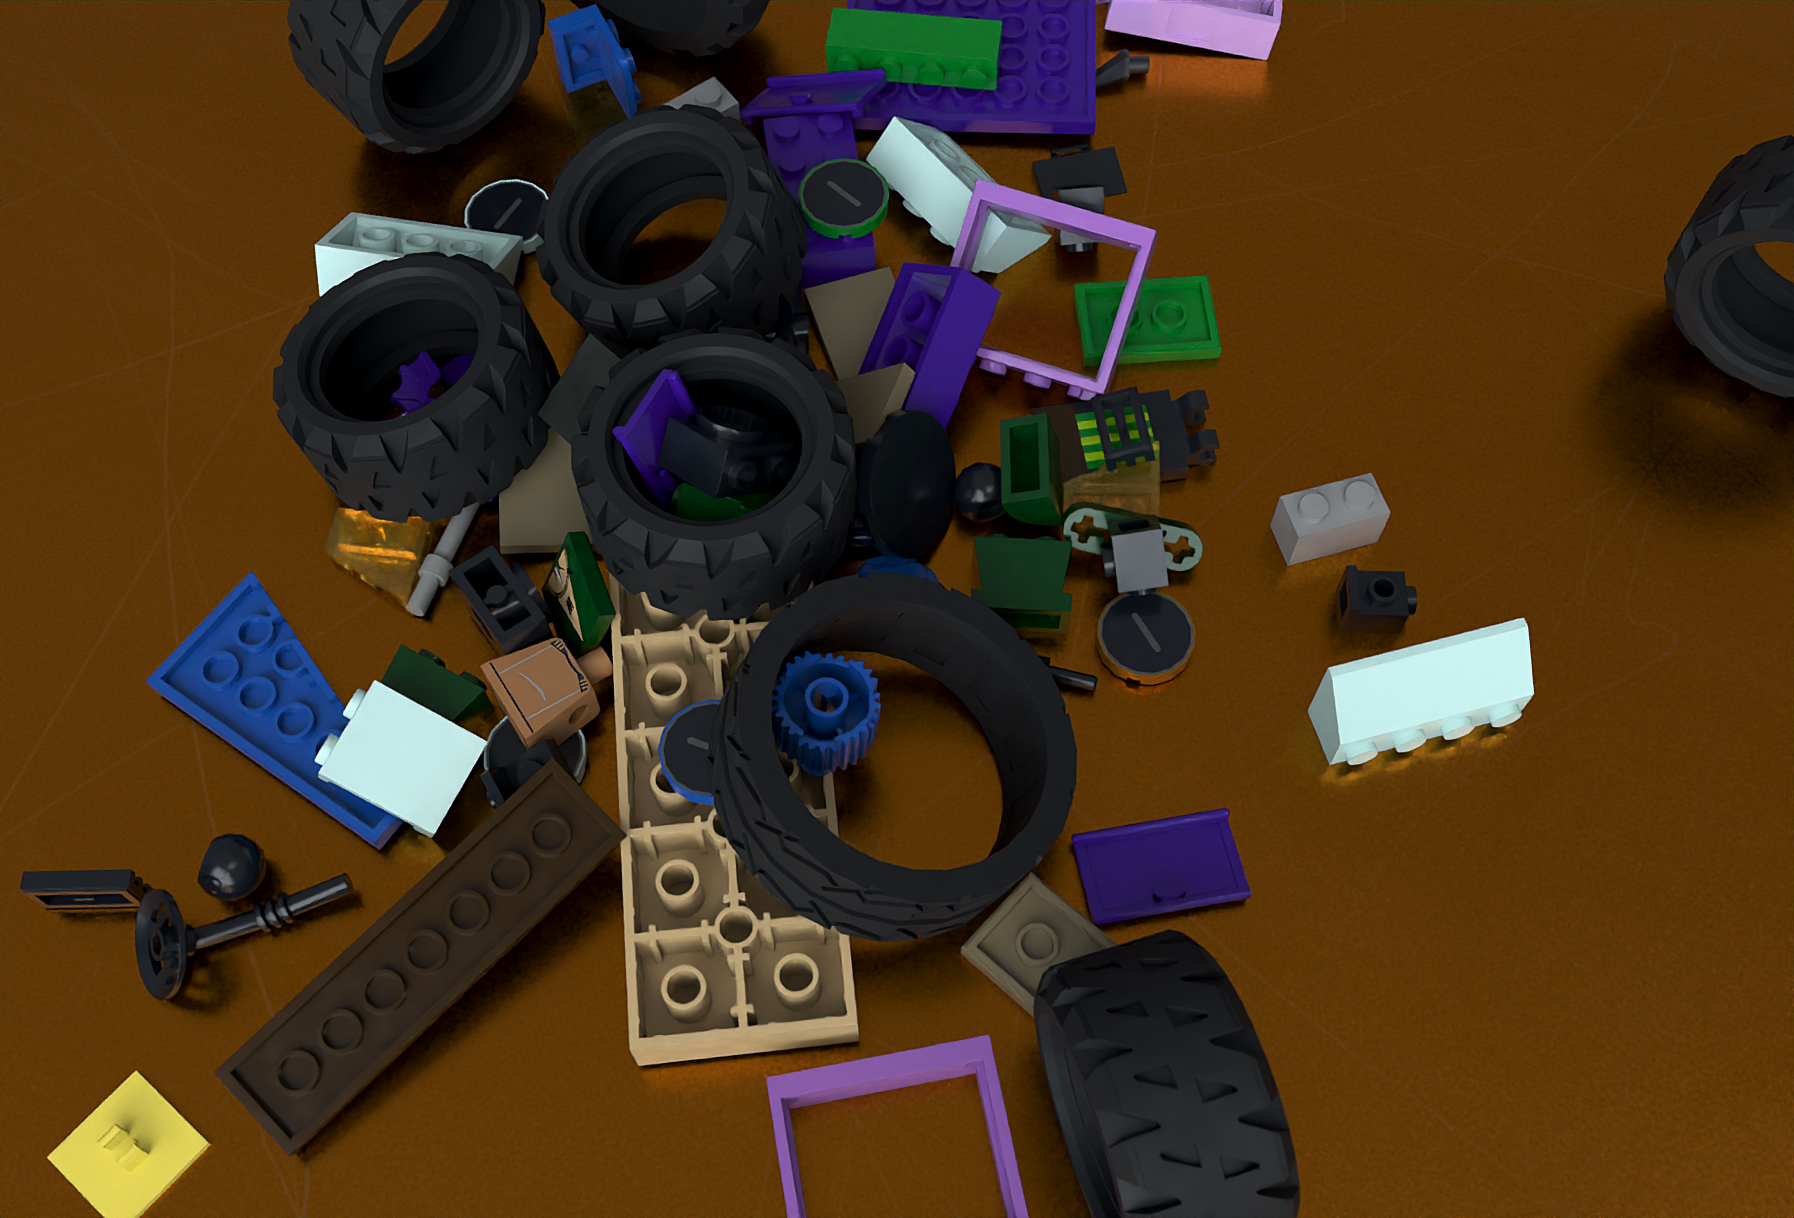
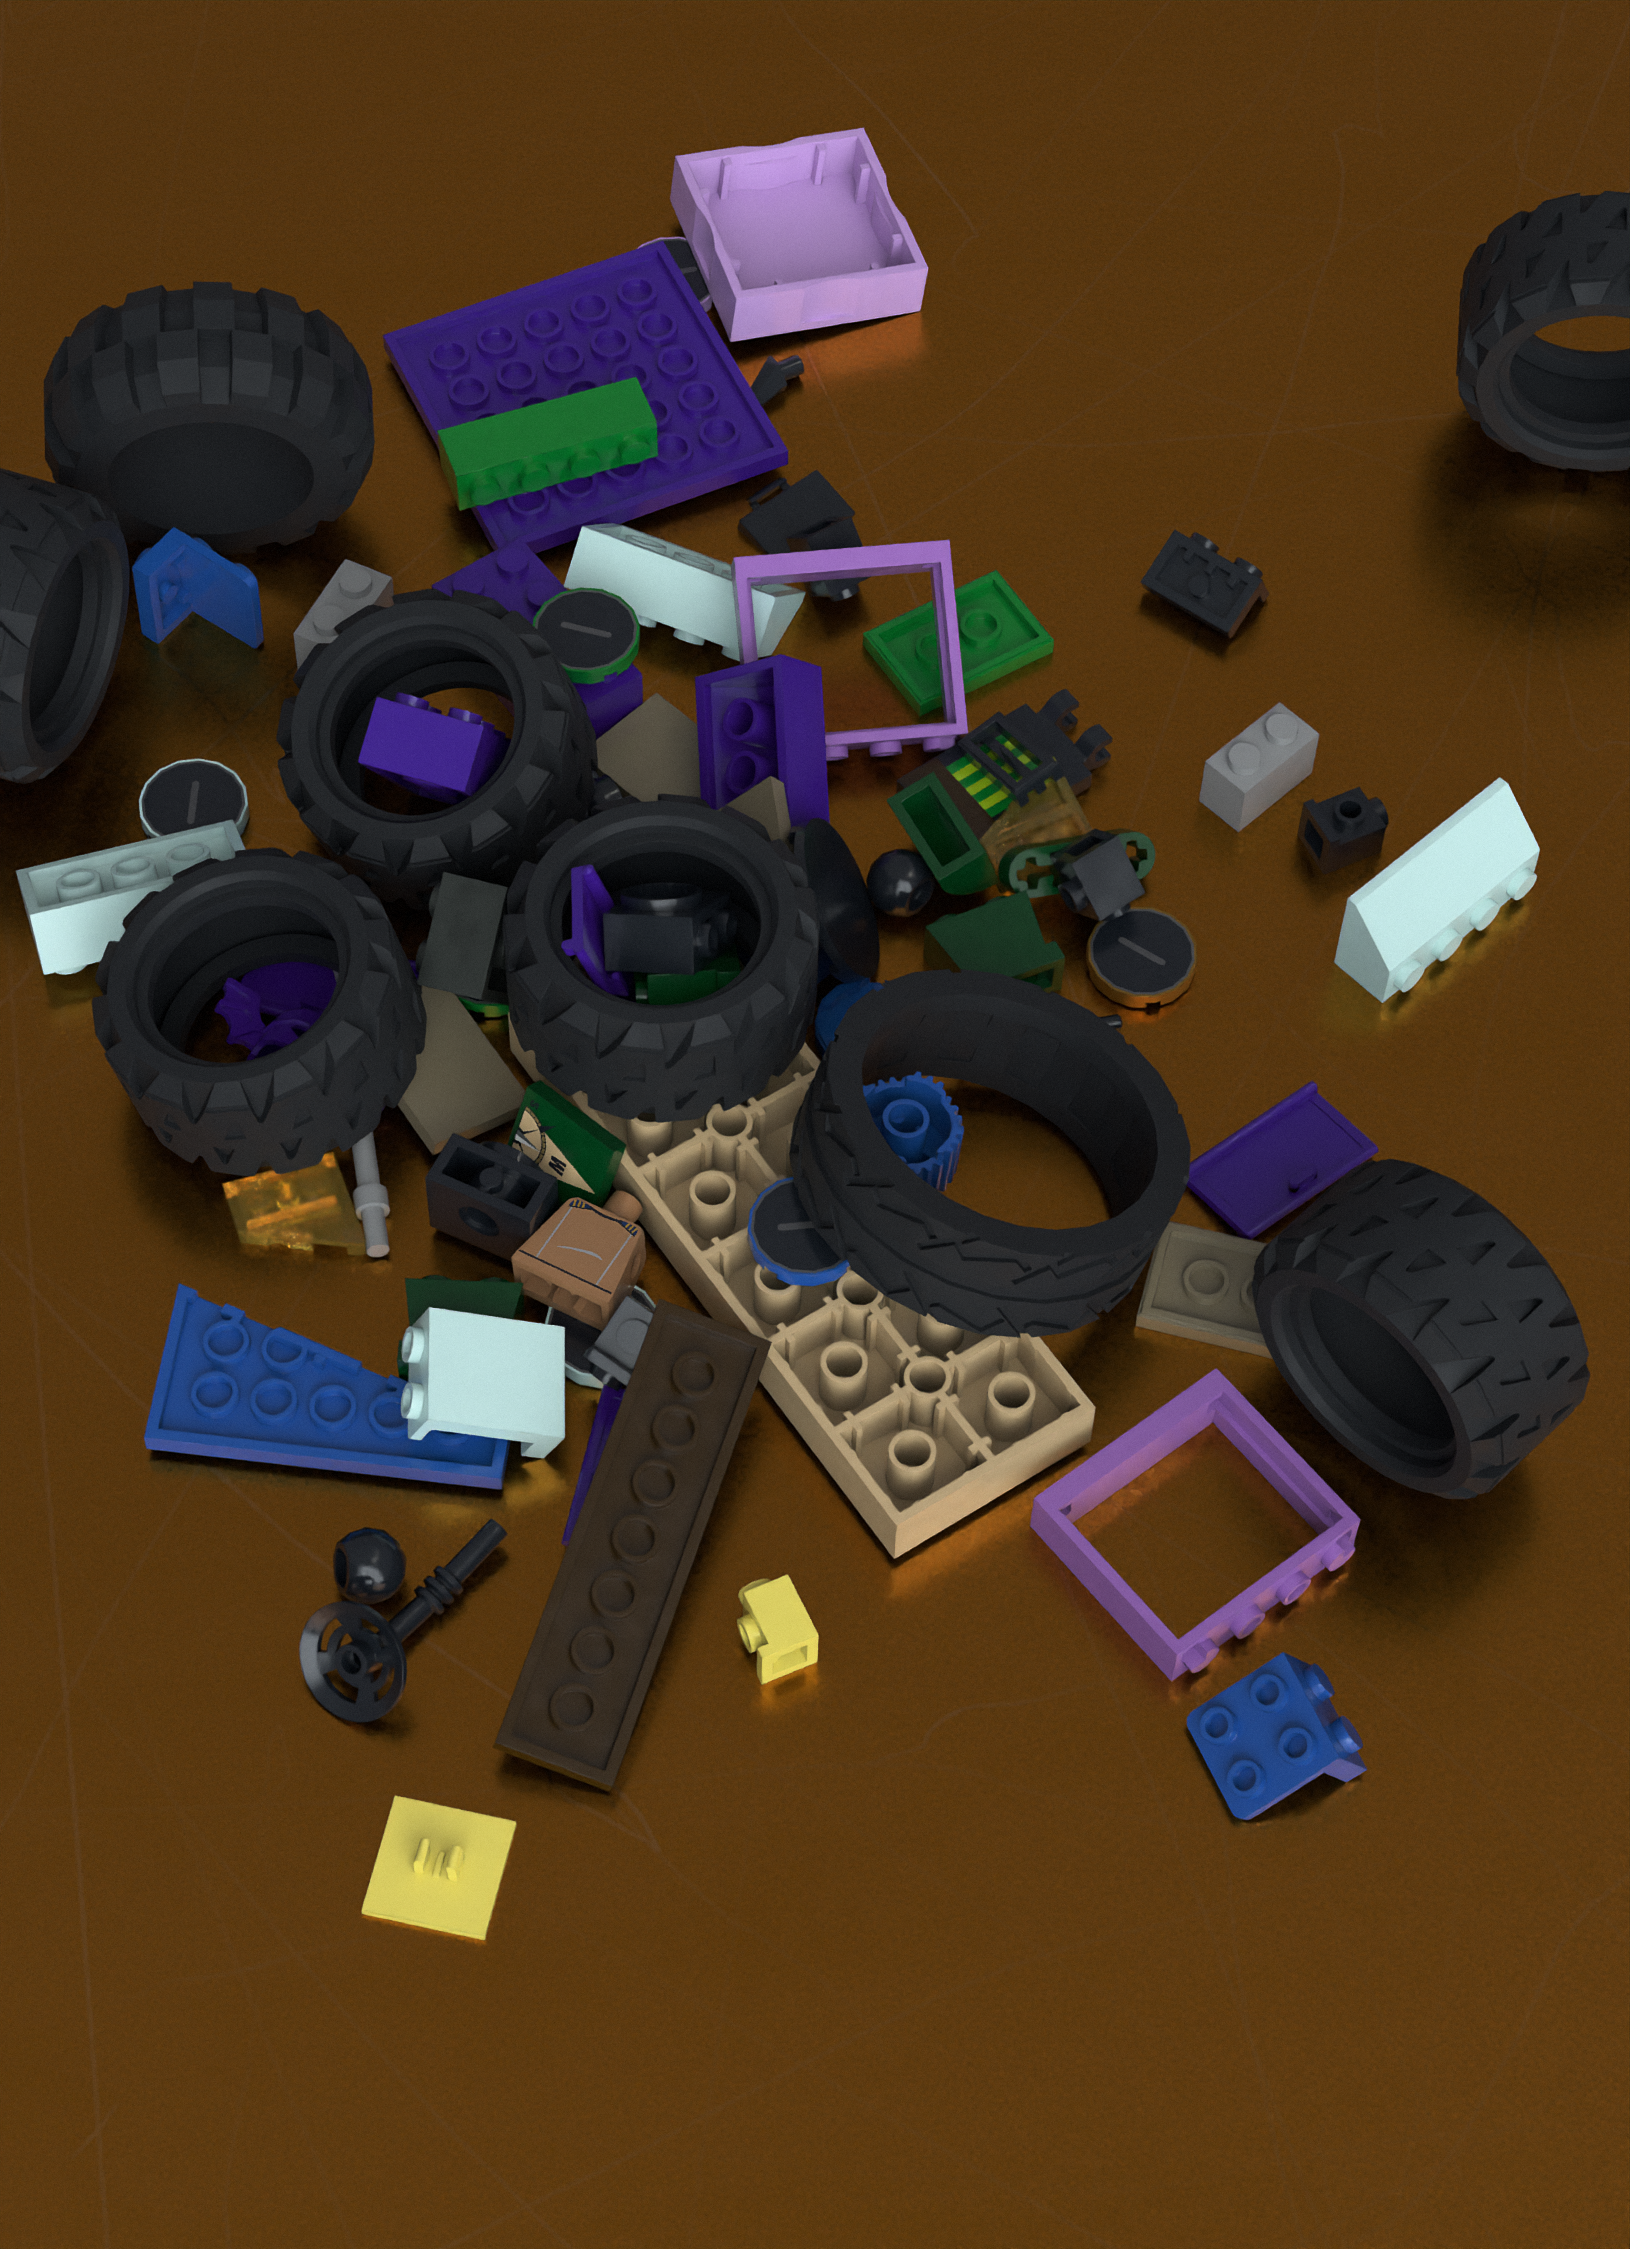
camera: 30 degrees left, 5 degrees down
(84, 888) = (227, 1655): black tile -> none
(501, 1081) = (776, 1628): none -> light yellow brick
(646, 228) = (430, 751): none -> dark purple brick
(816, 94) = (466, 535): dark purple door -> none
(1369, 351) = (1204, 583): none -> black bracket

